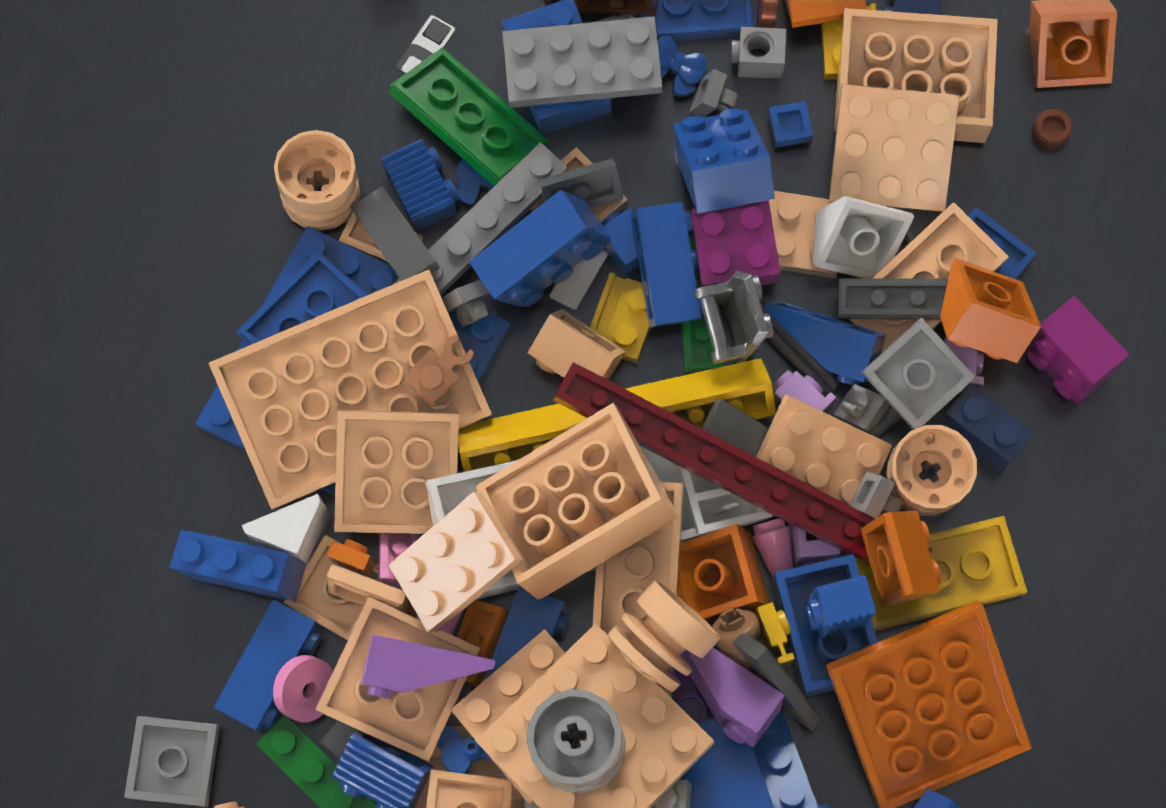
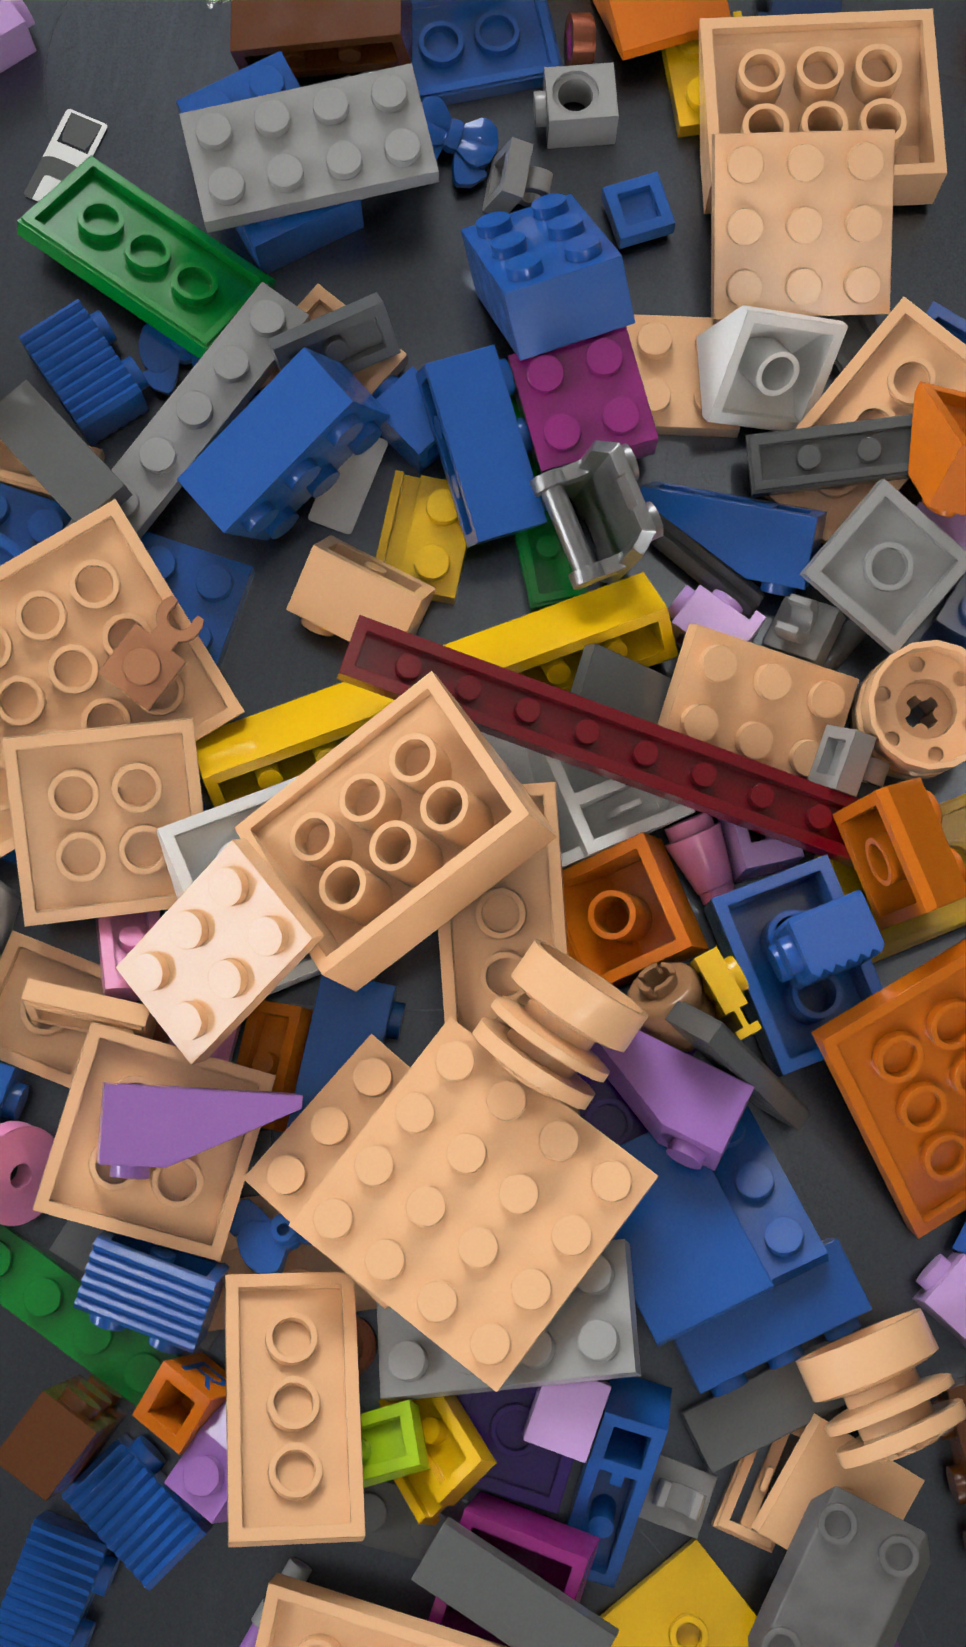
camera: 15 degrees left, 5 degrees up
(351, 556) = (57, 960): orange plate -> none
(467, 302) = (183, 543): light grey tile -> none
(572, 716) = (408, 1201): light grey wheel -> none

